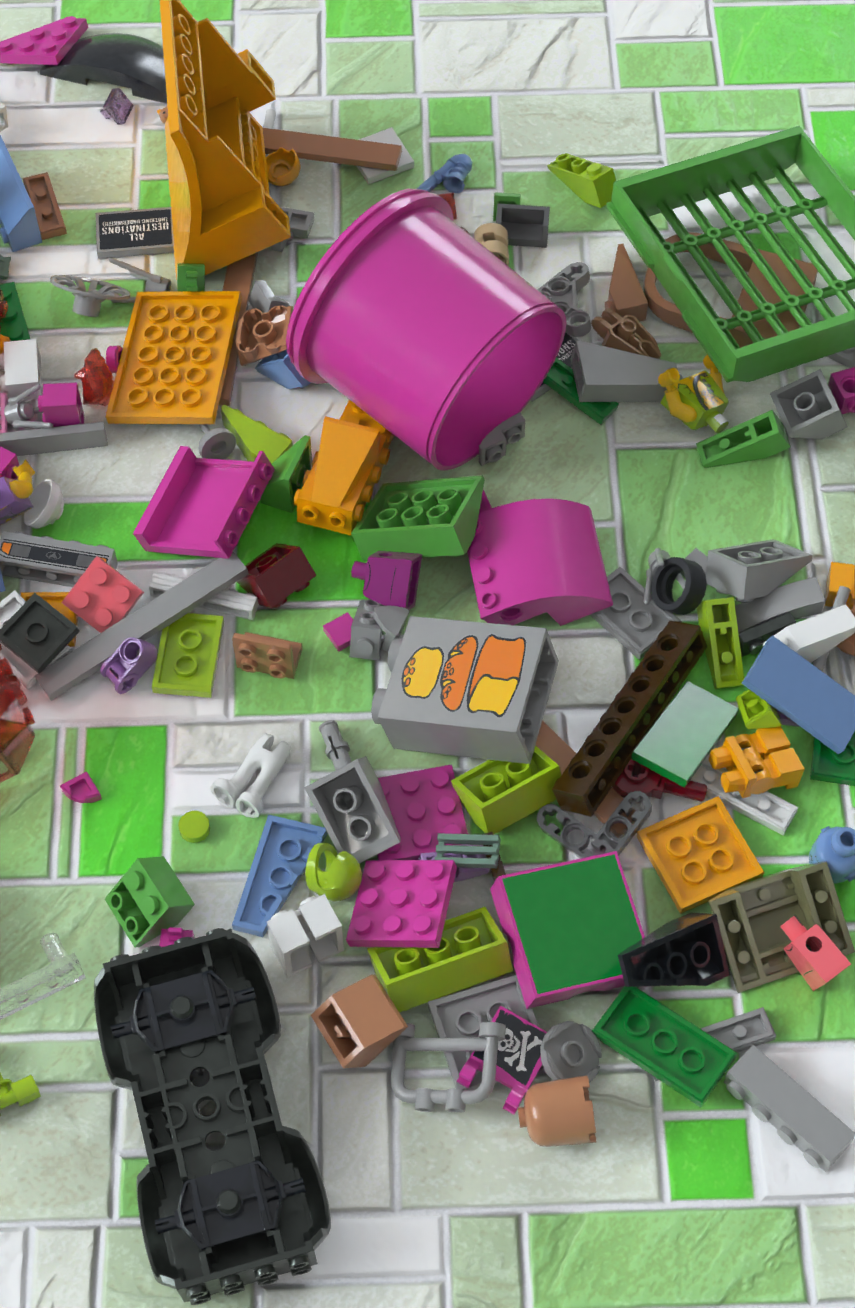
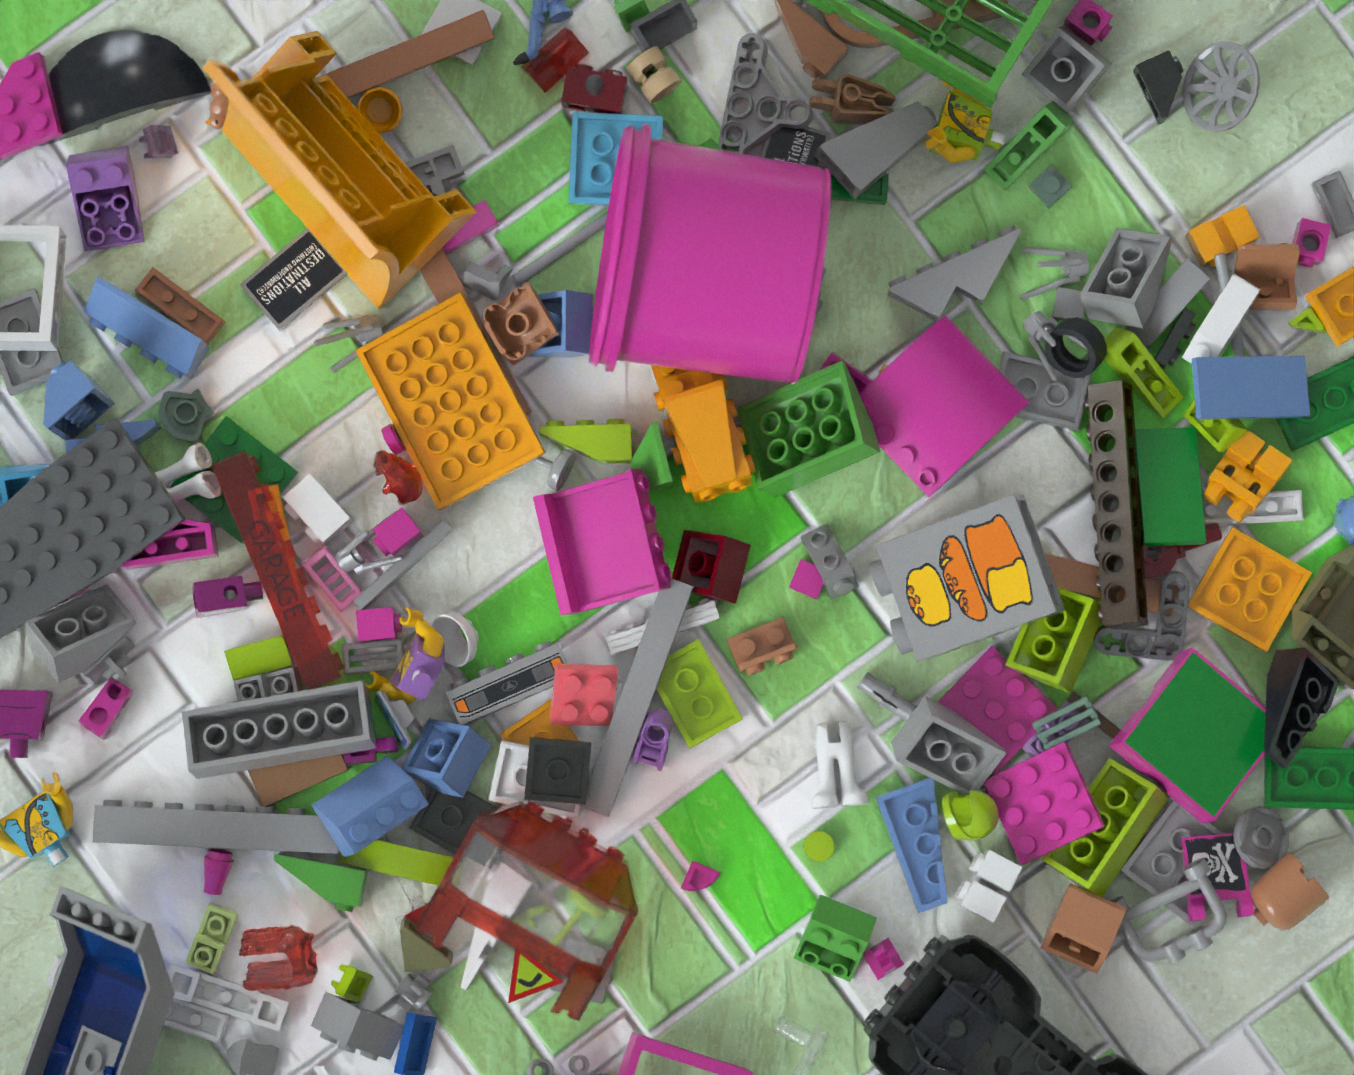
camera: 30 degrees left, 25 degrees up
(53, 116) = (105, 198): none -> medium lavender slope
(89, 302) = (317, 392): light grey wheel -> none
(190, 277) = (400, 306): bright green tile -> none
(280, 269) = (477, 226): none -> dark pink slope
(390, 577) = (819, 506): magenta torso -> none
(391, 621) = (854, 552): light grey tile -> none
(630, 497) = (966, 273): none -> light grey slope
(717, 539) = (1071, 263): none -> light grey plant
(739, 482) = (1050, 186): none -> sand green plate

